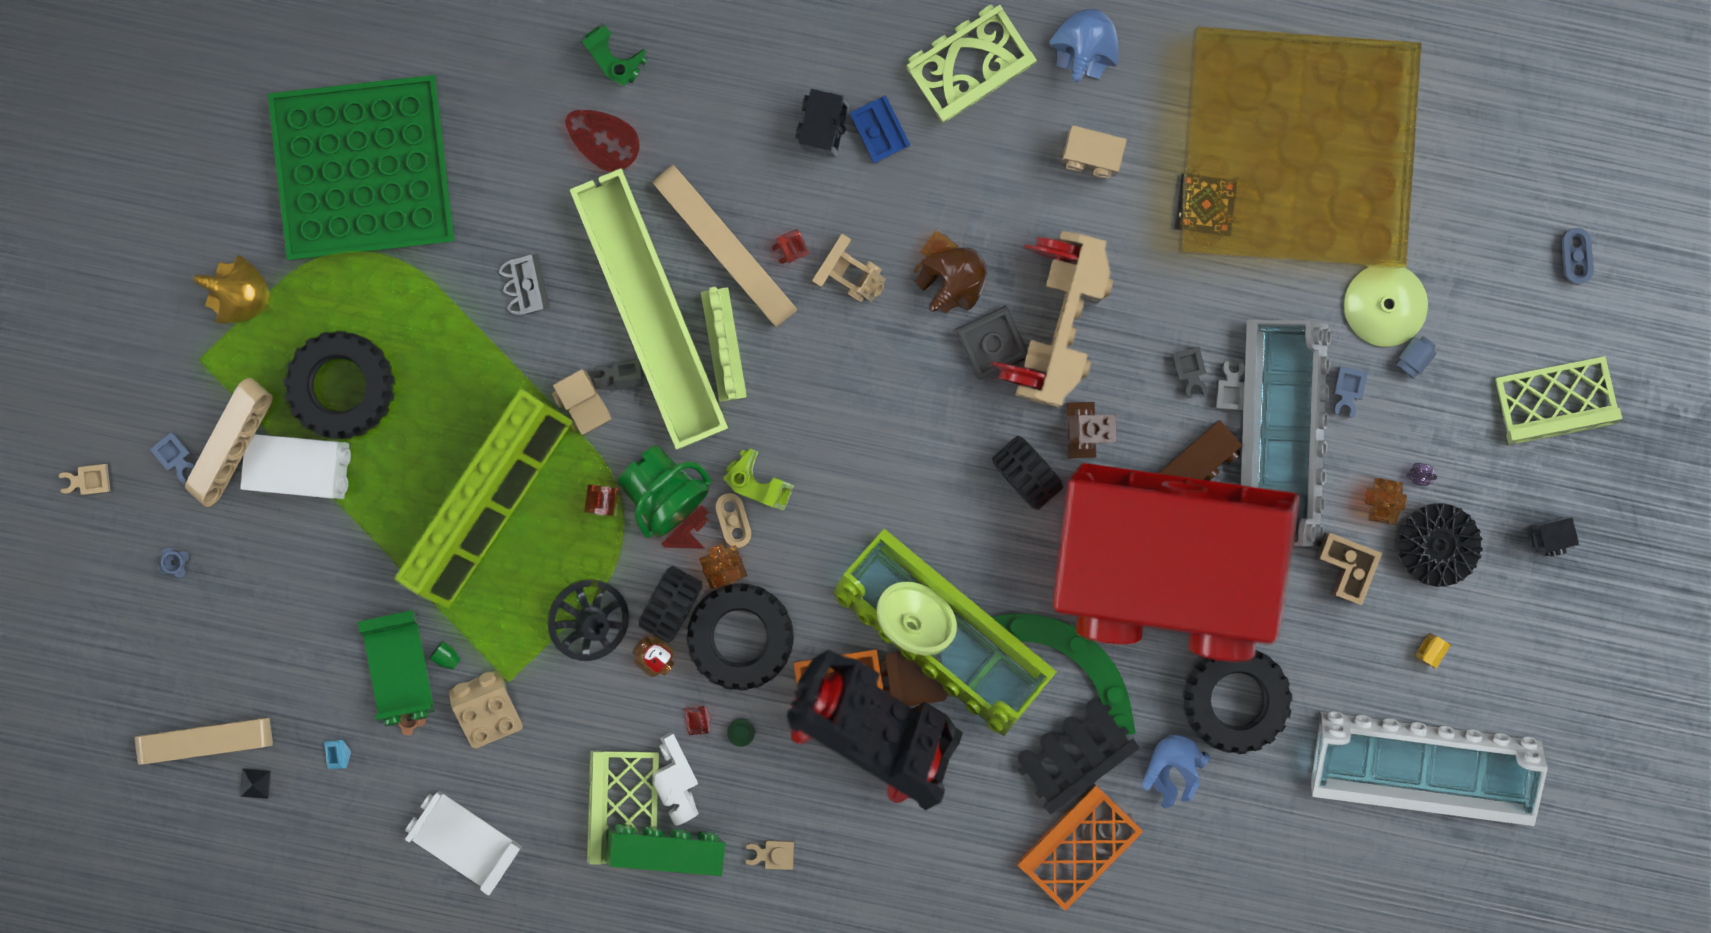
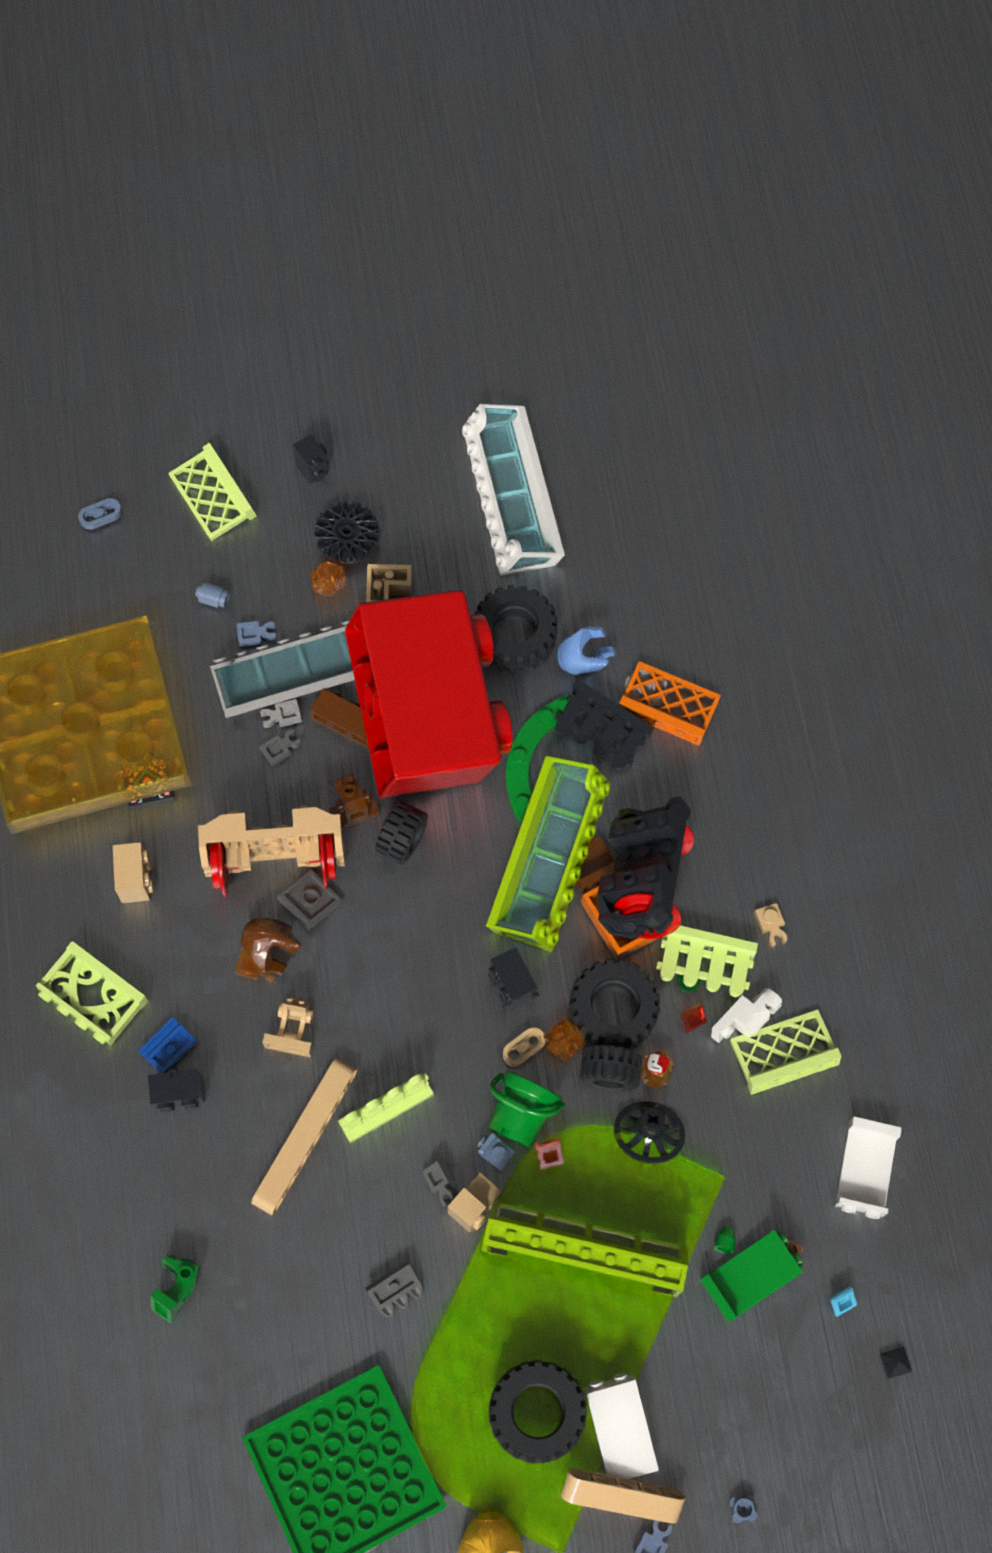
camera: 115 degrees left, 20 degrees down
(203, 741) = (881, 1421): tan beam -> none
(484, 709) = (754, 1190): tan bracket -> none
(615, 128) = (237, 1263): clear red piece -> none
(630, 445) = (495, 1152): none -> sand blue bracket
(649, 309) = (377, 1176): yellowish green piece -> none
(665, 851) = (806, 1000): green brick -> none
(682, 535) = (553, 1081): clear red slope -> none
(754, 777) = (711, 946): none -> yellowish green fence
(772, 494) = (493, 1023): lime tile -> none
(792, 246) = (286, 1080): clear red tile -> none
(810, 535) = (512, 979): none -> black brick
(916, 618) = (546, 871): yellowish green dish -> none
(1093, 42) = (40, 903): medium blue piece -> none
(1366, 308) = (182, 642): yellowish green dish -> none
(1422, 474) = (299, 563): clear purple plate -> none
(1432, 650) = (425, 514): yellow brick -> none

